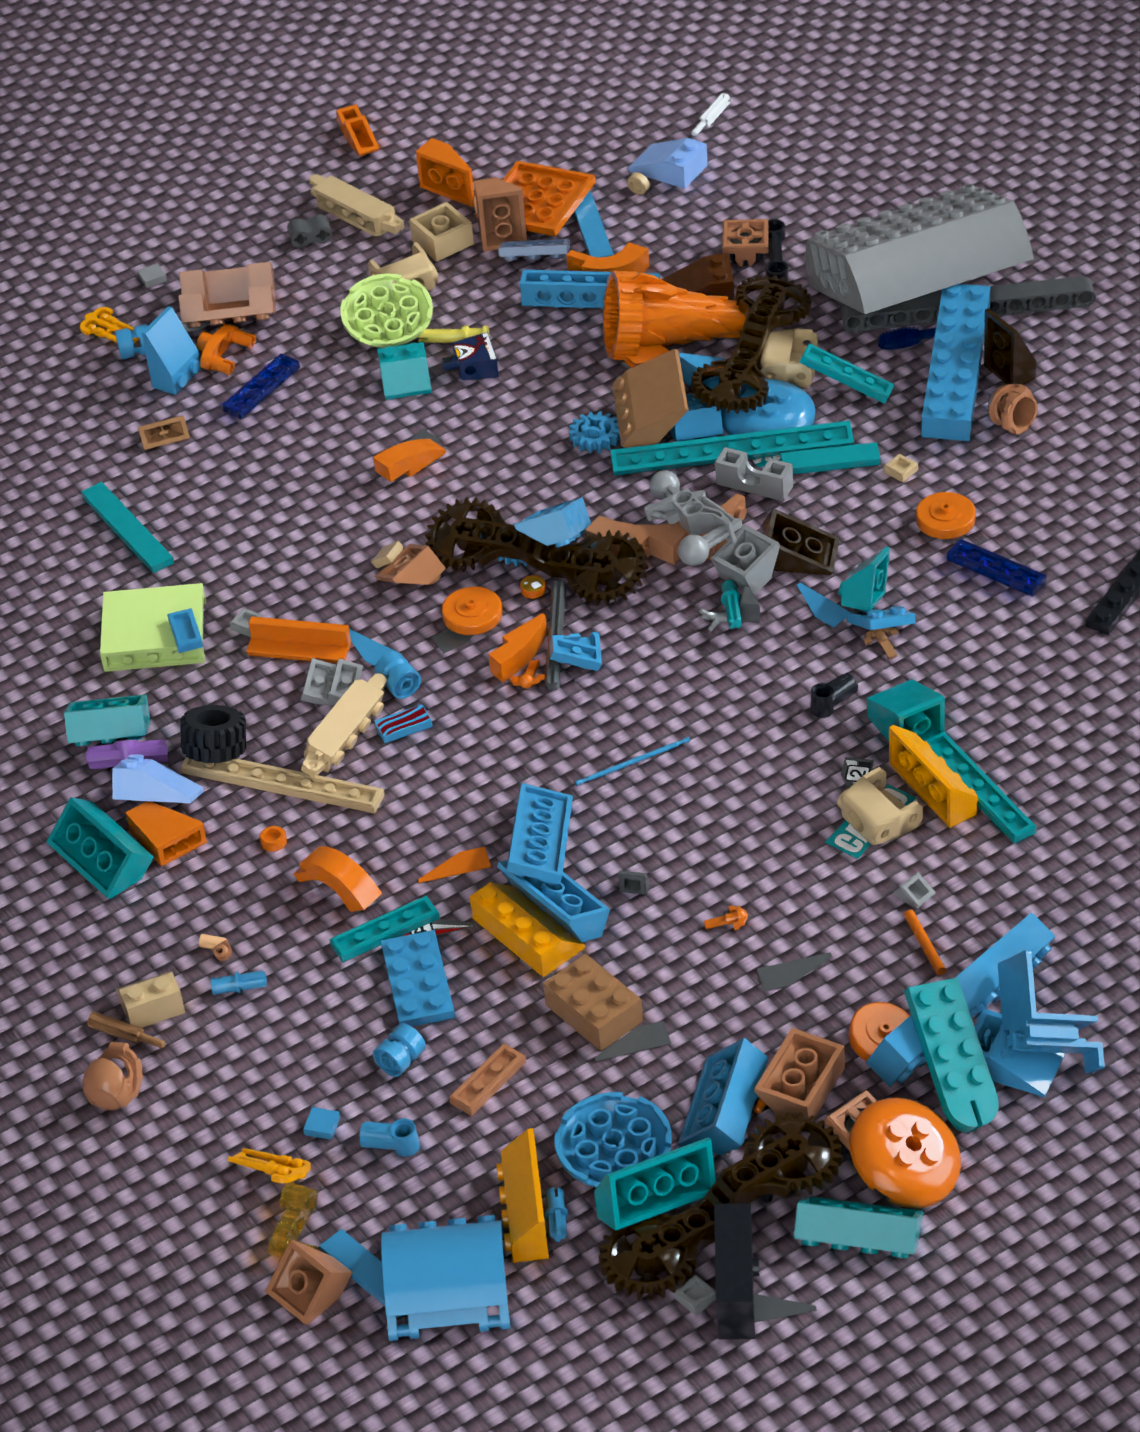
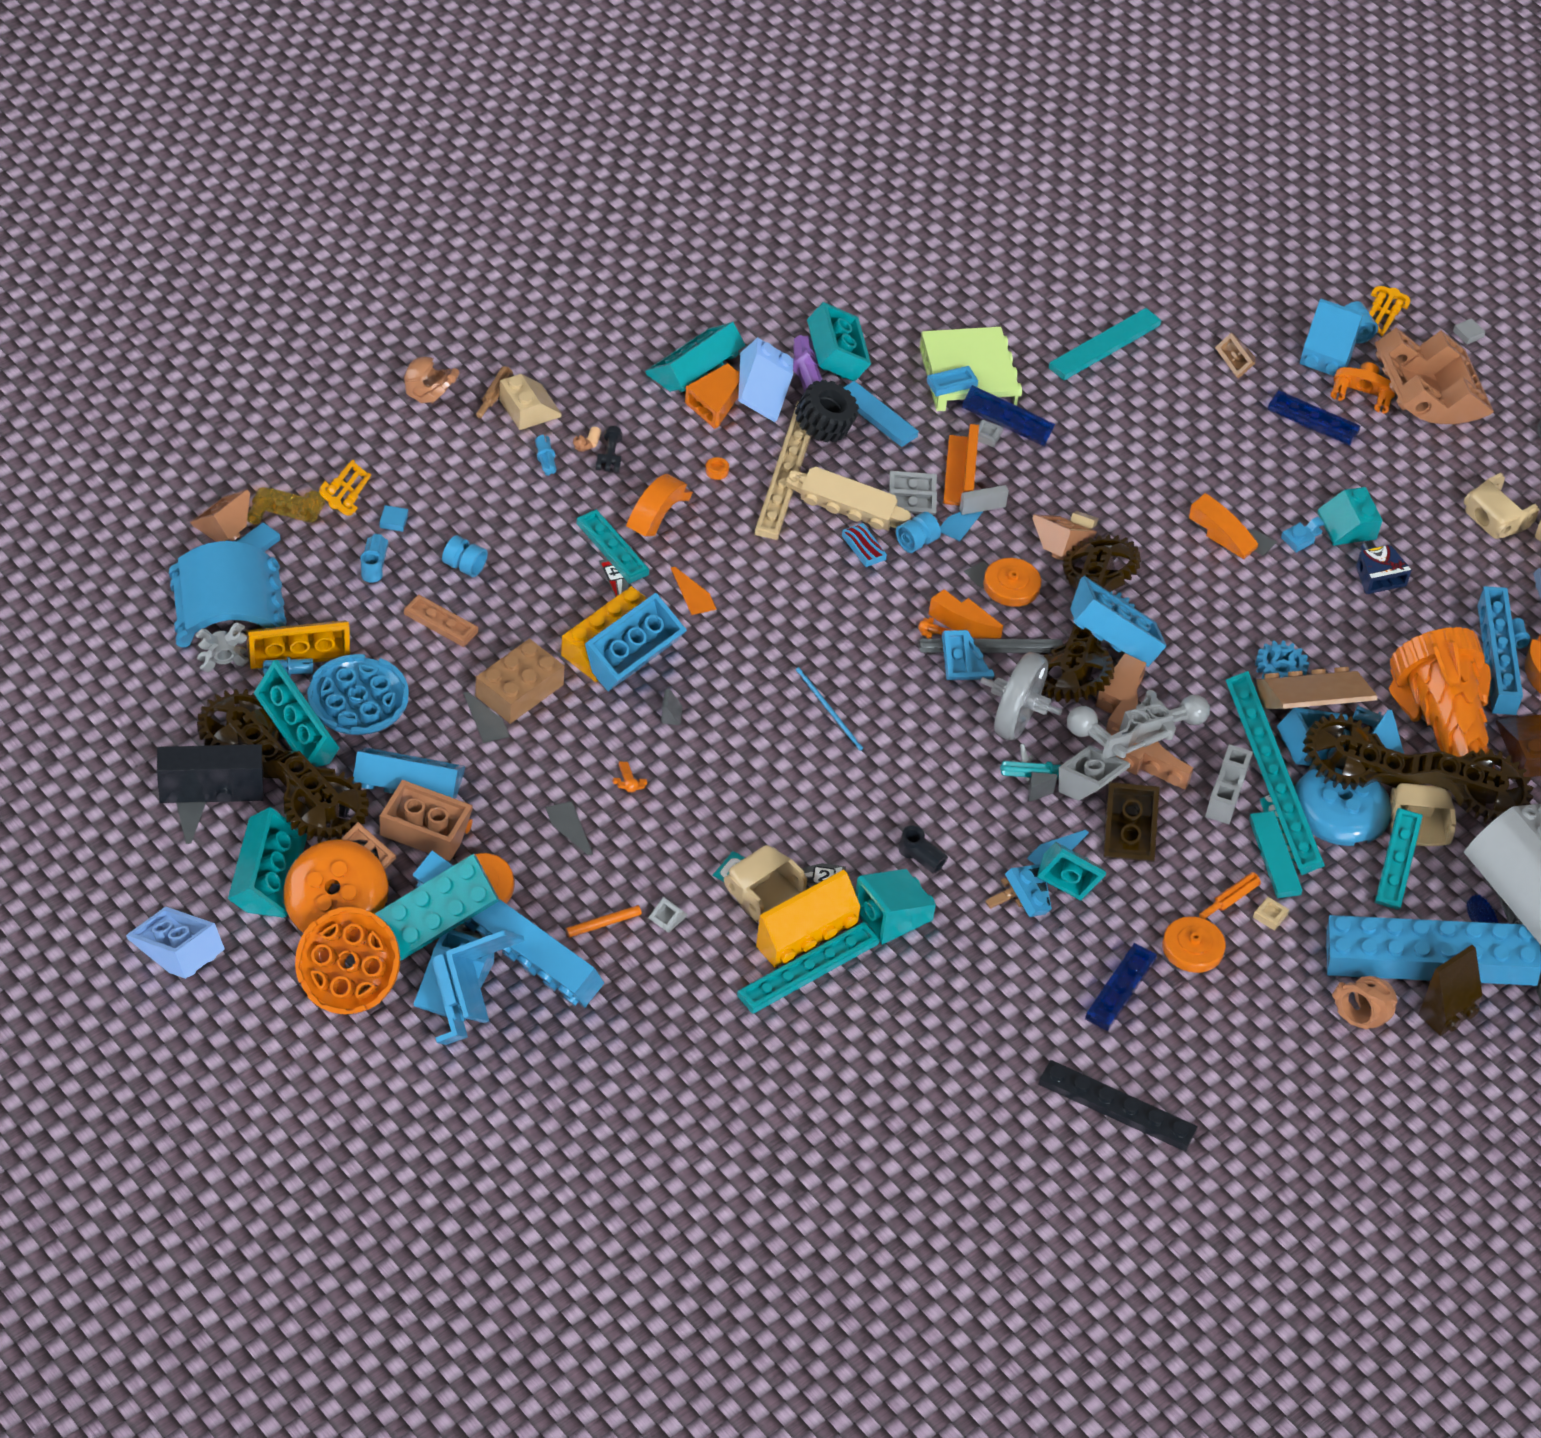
camera: 75 degrees right, 5 degrees up
(224, 694) = (882, 416): none -> dark azure tile
(234, 597) = (1008, 415): none -> clear blue plate
(252, 930) = (613, 436): none -> black hinge
(354, 626) = (983, 499): none -> light grey tile
(374, 298) = (1431, 493): yellowish green brick -> none
(417, 979) = (554, 570): dark azure plate -> none
(420, 410) = (1302, 536): none -> dark azure plate
(450, 335) = (1415, 558): light yellow pin -> none
(533, 587) = (1055, 628): tile -> none
(537, 1267) = (222, 647): none -> light grey pin
(539, 834) = (706, 627): dark azure plate -> none
(646, 605) = (1021, 696): none -> wheel
(880, 489) = (1232, 894): none -> orange axle
(969, 1304) = (177, 941): none -> light blue slope
(1007, 1135) = (323, 955): none -> orange brick

